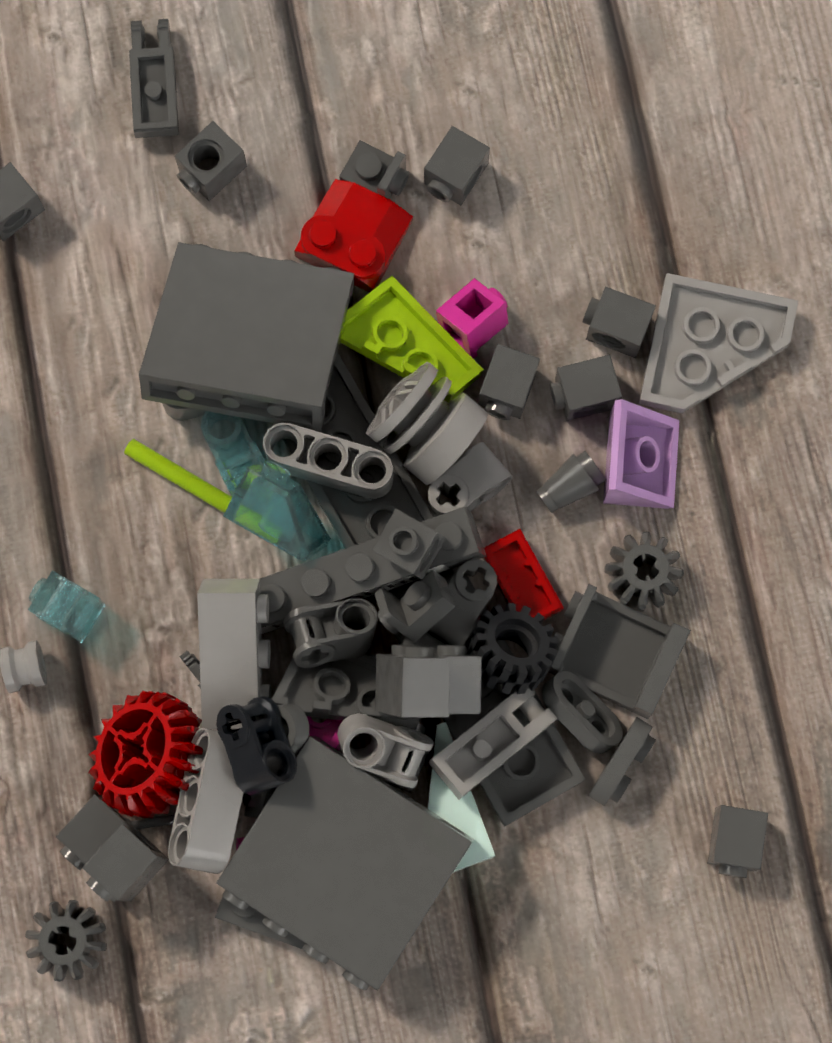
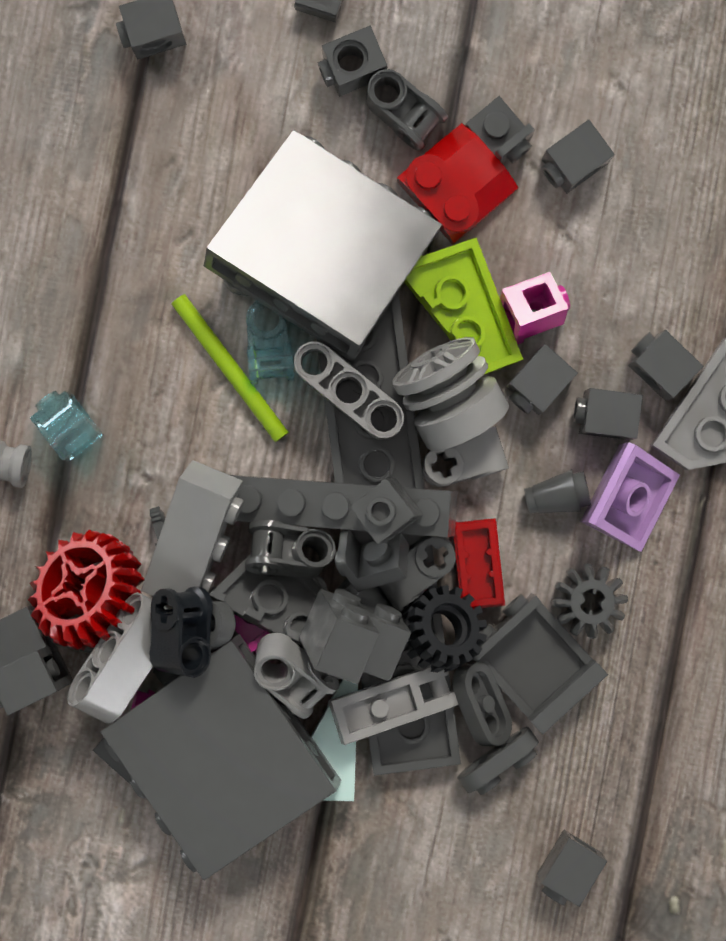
camera: 20 degrees right, 10 degrees up
(277, 511) = (284, 422): clear light blue slope -> none
(278, 185) = (406, 109): none -> dark grey piece

